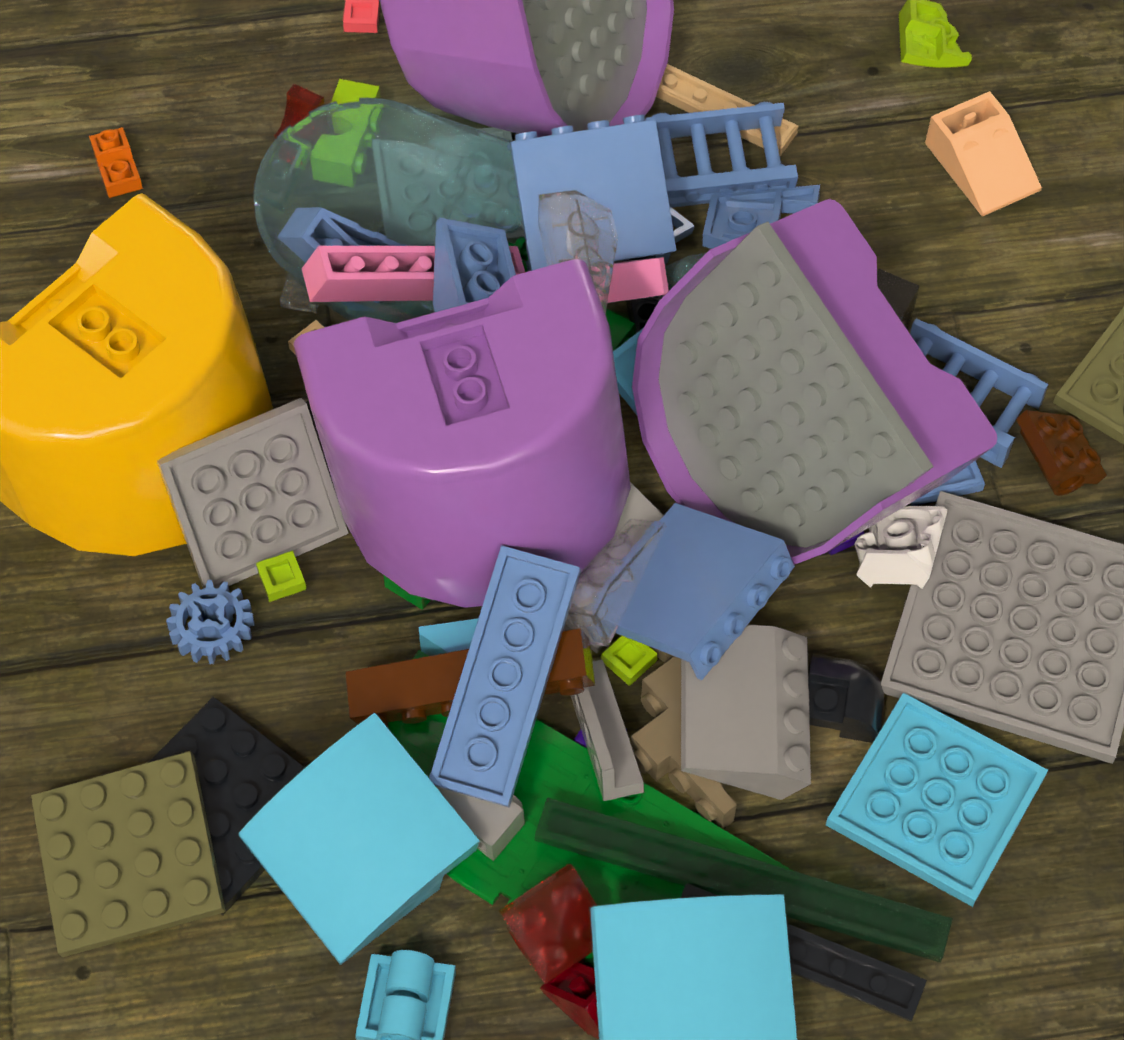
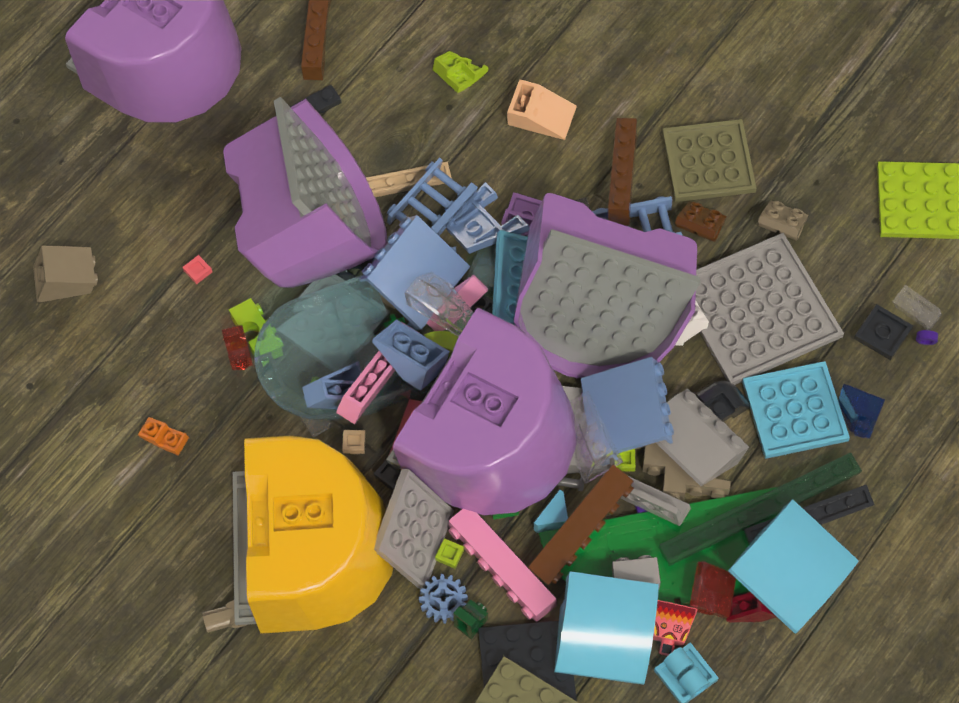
camera: 40 degrees left, 5 degrees up
(212, 671) = (470, 618): none -> dark green arch
(328, 646) = (502, 564): none -> bright pink brick
(455, 919) = (672, 625): none -> torso
(505, 676) = (604, 509): medium blue plate -> none
(1009, 302) = (622, 171): none -> reddish brown brick
(1030, 878) = (860, 410): none -> clear blue slope

